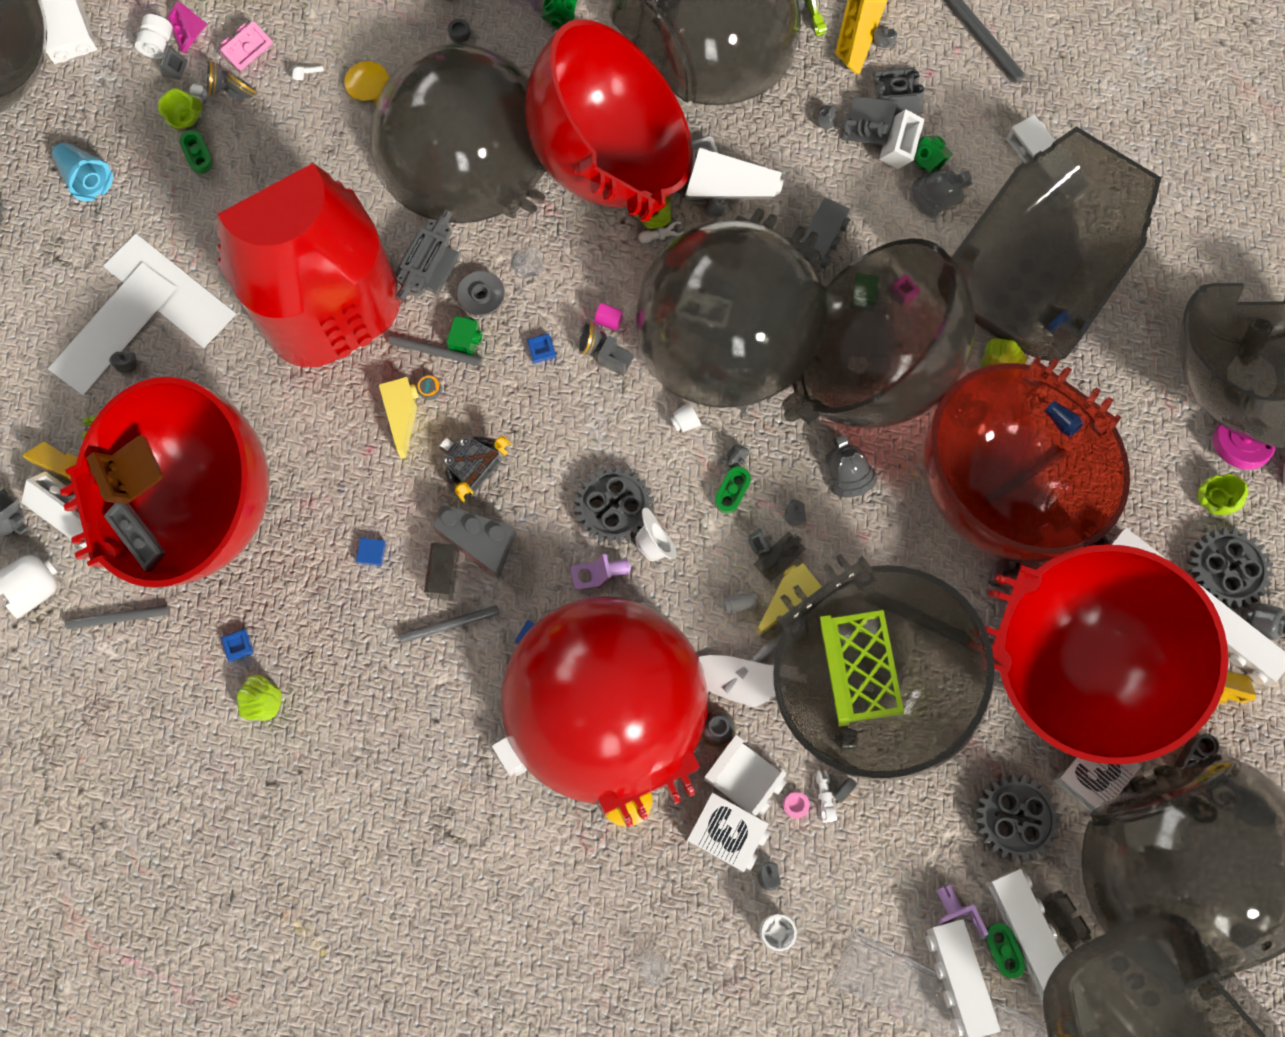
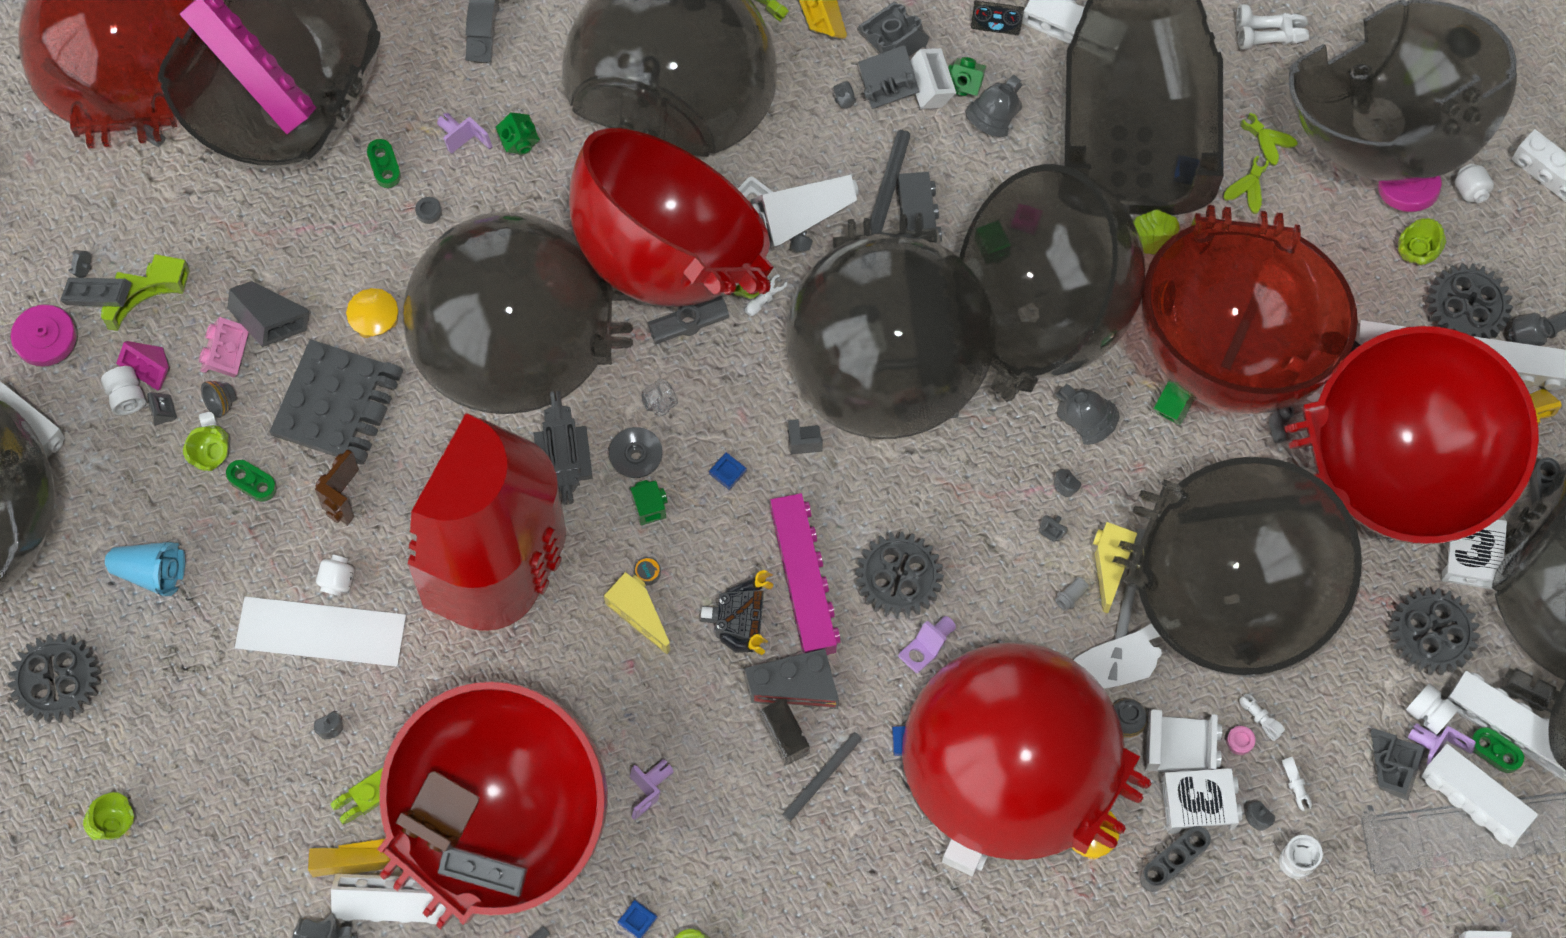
camera: 35 degrees left, 5 degrees down
(112, 328) = (290, 702): white sticker -> none
(202, 254) = (335, 575): none -> white head
(239, 88) = (249, 392): dark grey piece -> none
(246, 183) = (331, 485): none -> reddish brown bracket
(289, 38) = (266, 313): none -> dark grey slope
(295, 127) = (333, 398): none -> dark grey hinge
(297, 71) = (297, 342): white hand -> none
(317, 545) = (648, 783): none -> lavender bracket
(371, 552) = (702, 756): blue tile -> none
(435, 350) = (627, 533): dark grey bar -> none
(540, 461) = (803, 574): none -> dark pink brick
(575, 215) = (672, 326): none -> dark grey piece
(591, 338) = (770, 434): dark grey piece -> none
(608, 317) = (773, 403): dark pink brick -> none
(653, 540) = (959, 586): white piece -> none
(685, 418) = (909, 455): white hat -> none
(687, 859) = (1184, 849): none -> dark grey beam
(732, 491) = (996, 497): green plate -> none
(736, 456) = (978, 462): dark grey piece -> none
(781, 556) = (1080, 529): clear smoke hinge -> none
(815, 201) = (889, 180): none -> dark grey axle
(817, 868) = (1296, 783): none -> white piece
(838, 674) = (1208, 594): lime fence -> none
(845, 789) = (1275, 699): dark grey tile -> none
(911, 906) = (1396, 763): none -> dark grey slope
(921, 503) = (1173, 404): none -> green brick
(971, 882) = (1432, 709): none -> white wheel
(988, 123) = (997, 17): none -> slope
(1065, 419) = (1251, 254): dark blue cone -> none
(1107, 365) = (1250, 184): none -> lime piece
(1148, 339) = (1268, 138): none -> lime piece
(1227, 259) = (1289, 26): none -> white piece

